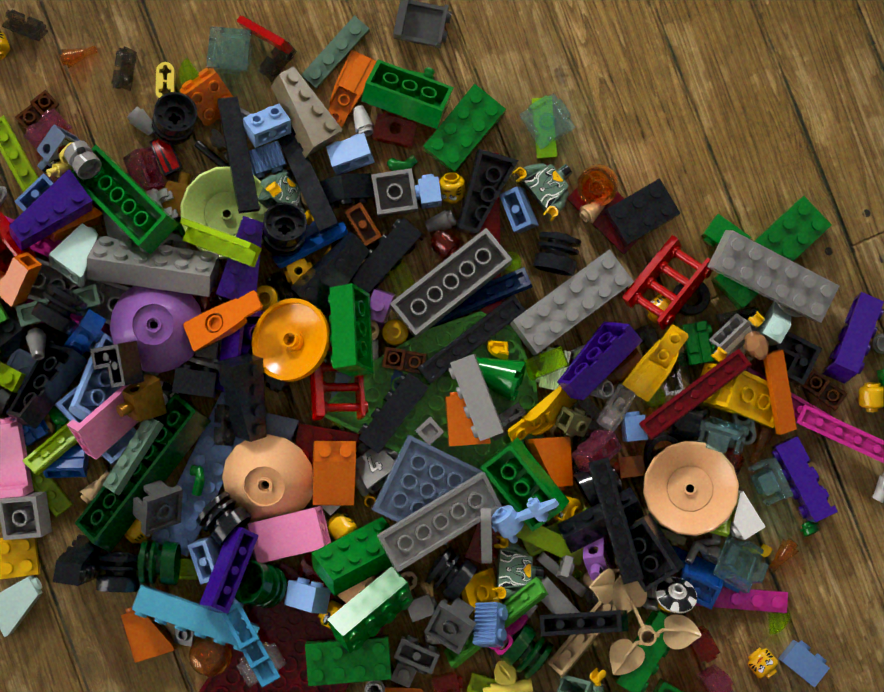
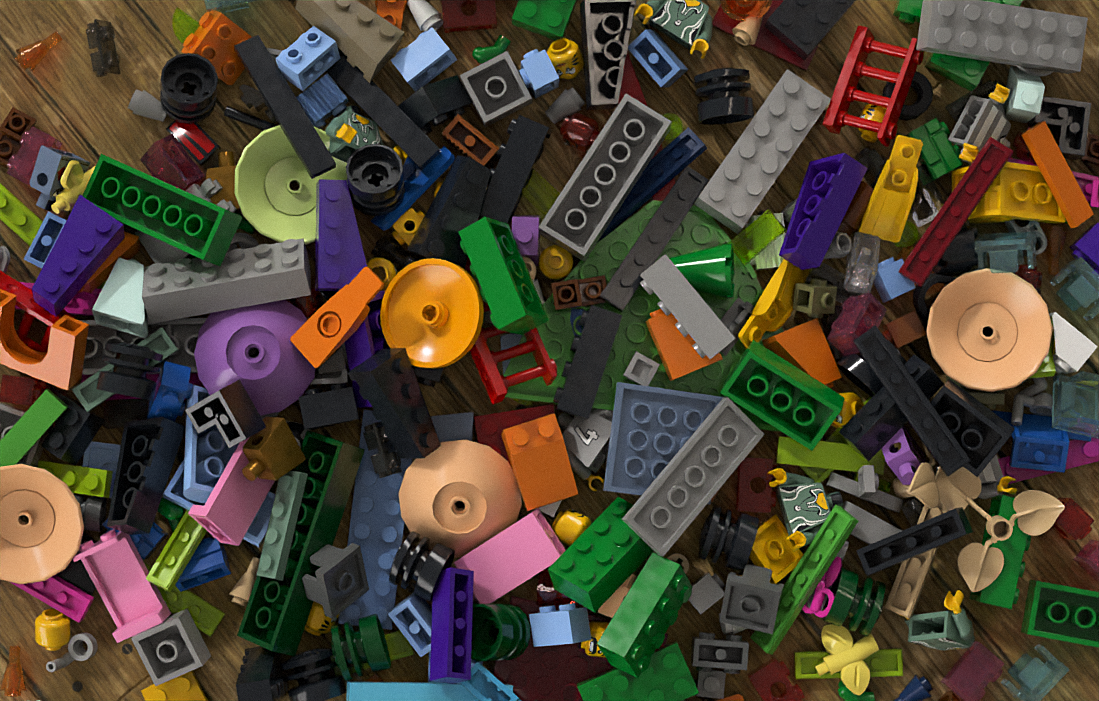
camera: 25 degrees left, 0 degrees up
(36, 342) = (112, 425): light grey cone -> none
(82, 159) = (93, 177): light grey wheel -> none
(160, 78) = (154, 48): light yellow beam -> none
(199, 482) = (375, 528): green arm -> none
(221, 243) = (303, 222): lime fence -> none
(486, 535) = (756, 474): light grey beam -> none
(490, 624) = (800, 584): medium blue brick -> none
(498, 349) = (691, 239): yellow tile -> none
(510, 522) = (780, 448): light blue piece -> none
(675, 601) = (1016, 468): dish -> none
(756, 345) = (1009, 126): medium nougat rock -> none

